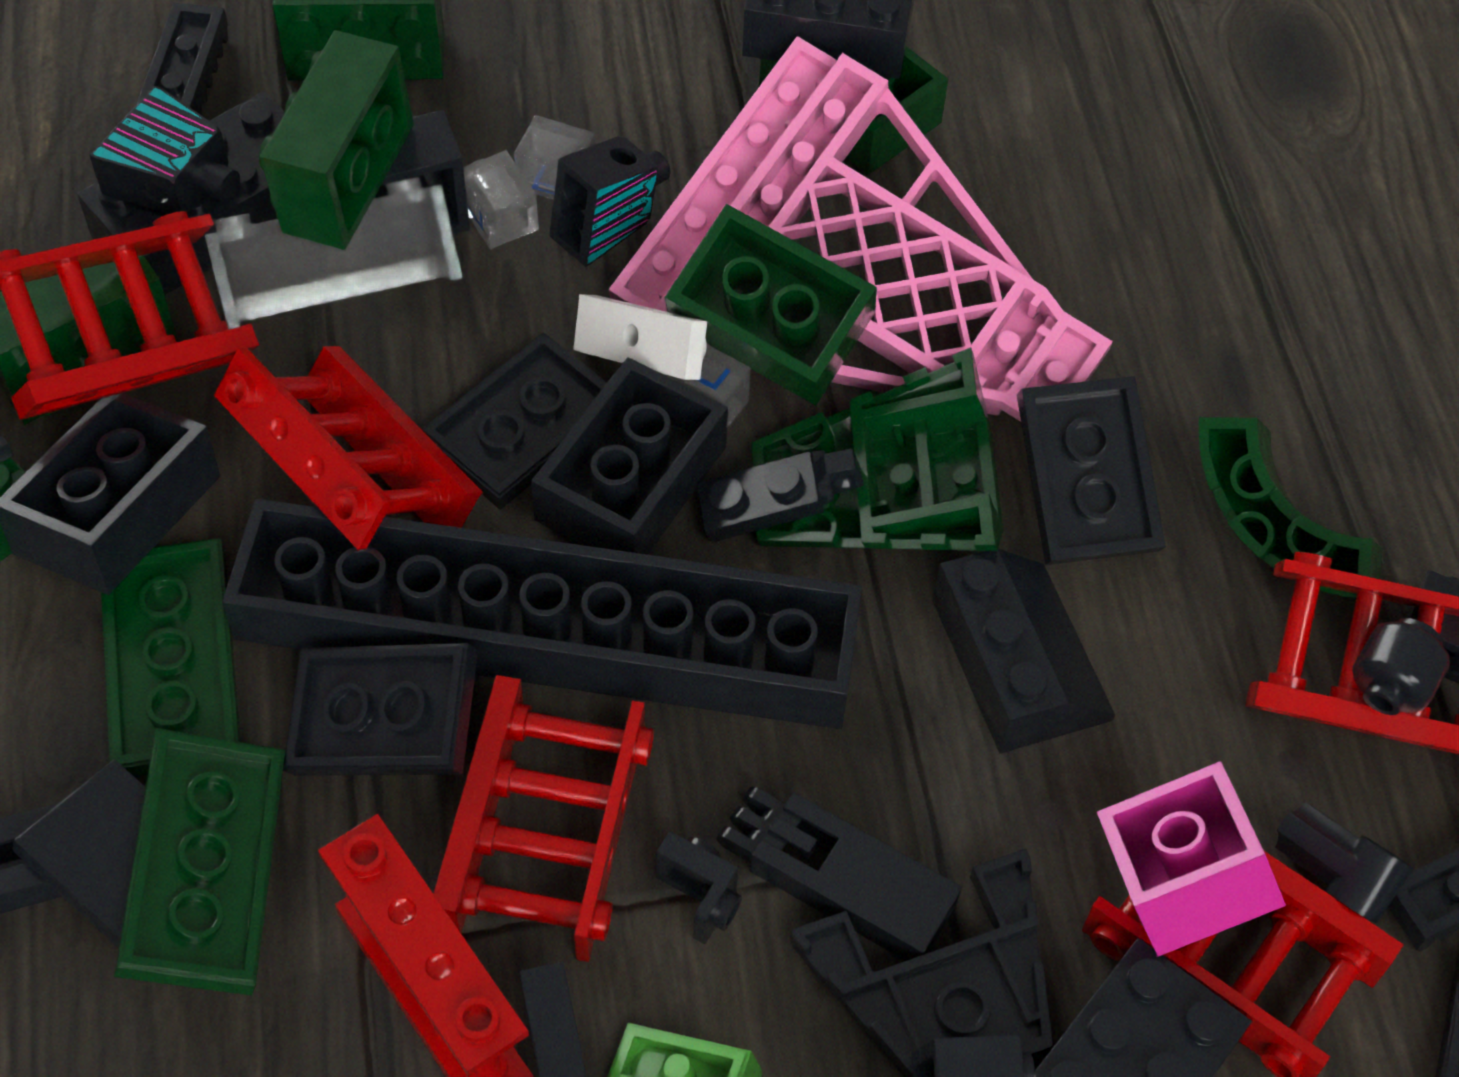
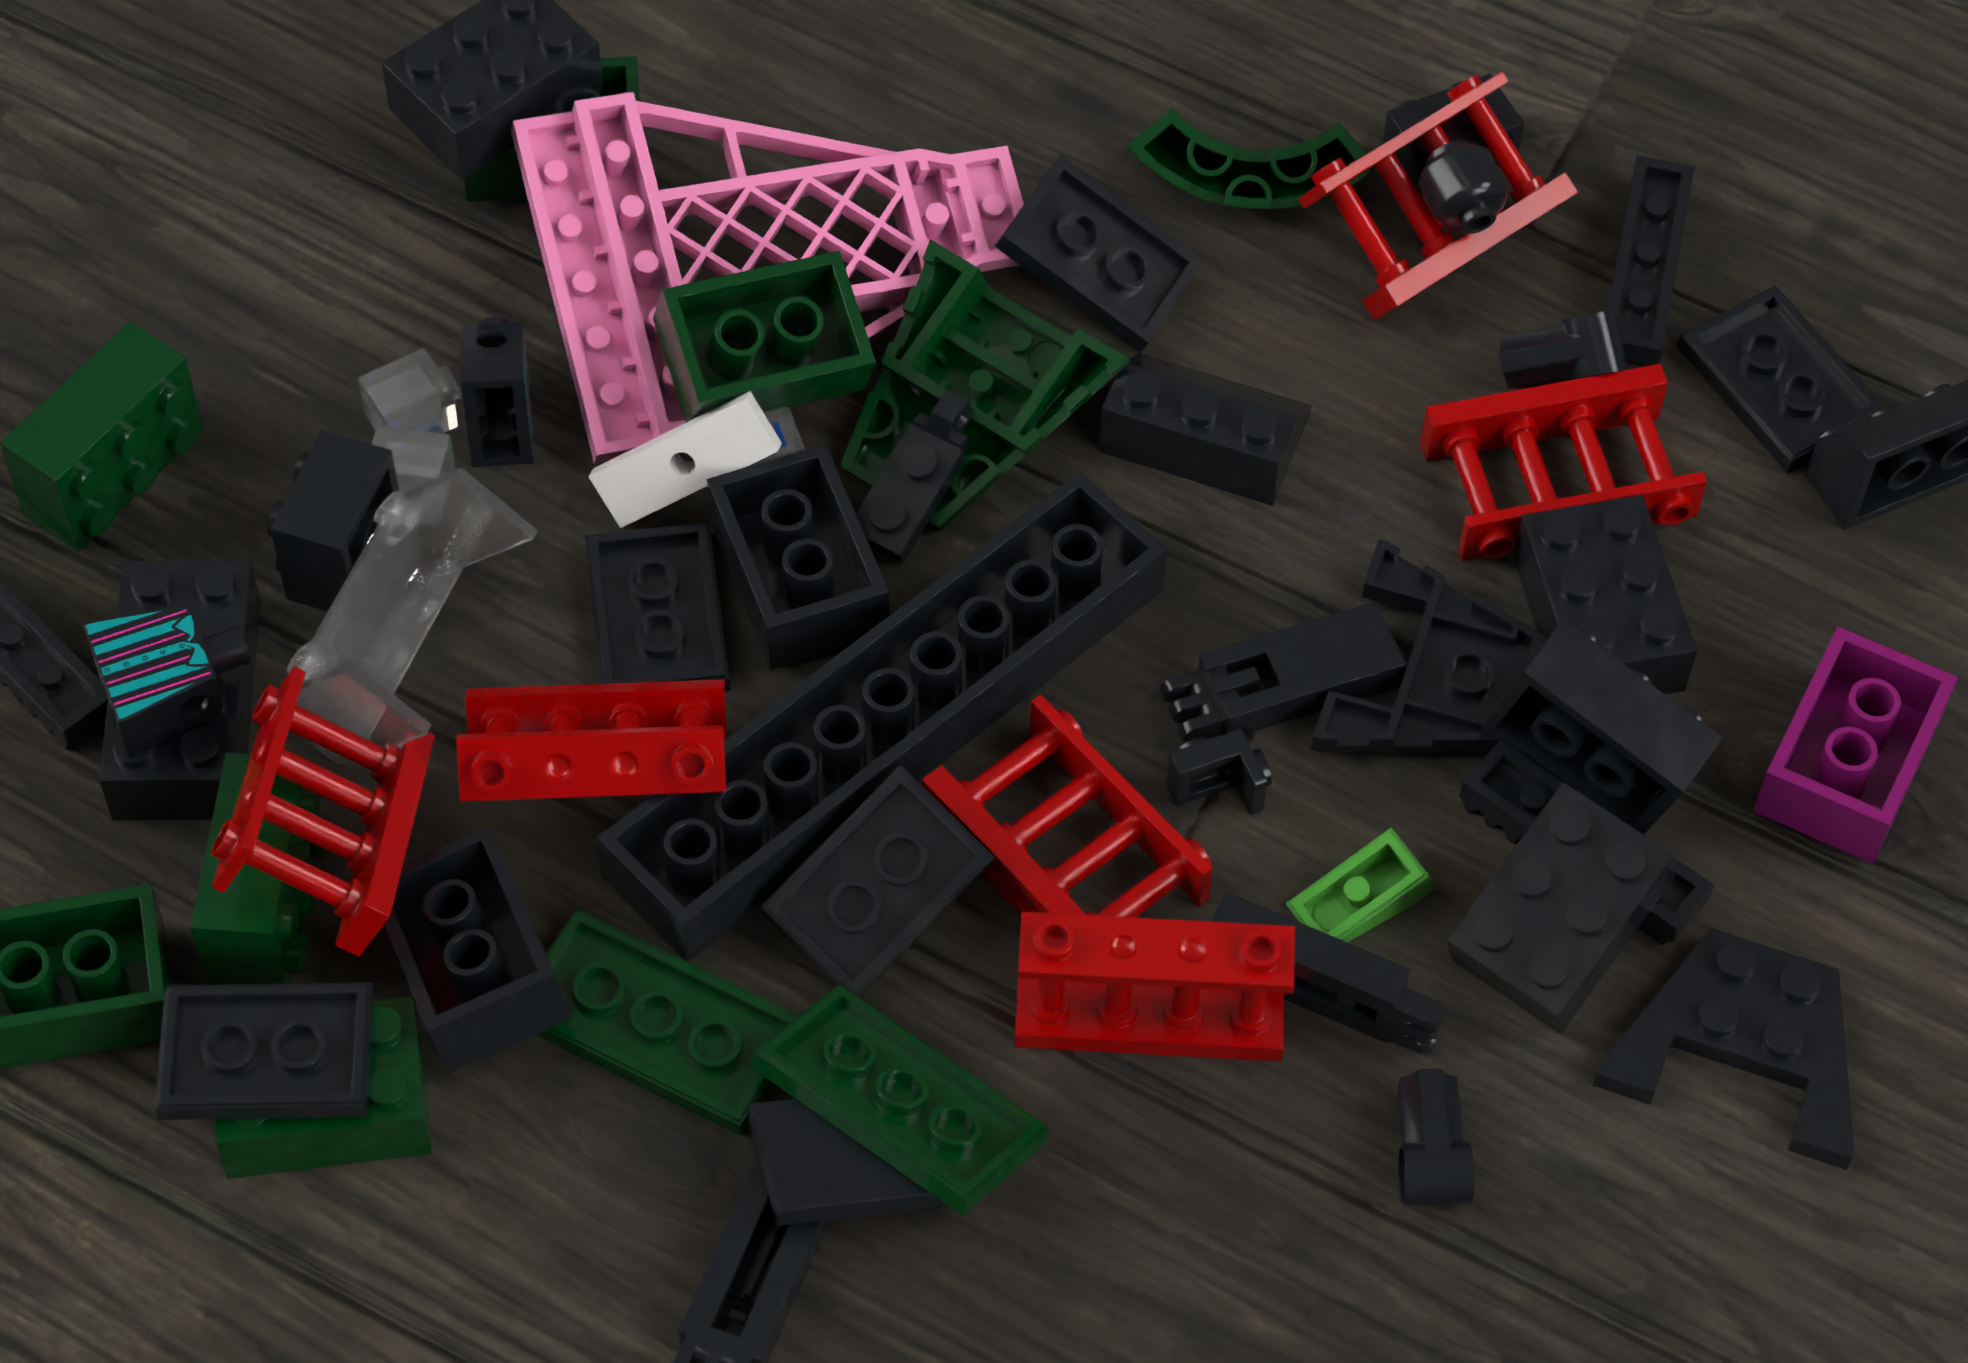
camera: 50 degrees left, 0 degrees up
(337, 139) = (319, 515): dark green brick -> none
(1190, 859) = (1502, 429): dark pink brick -> none

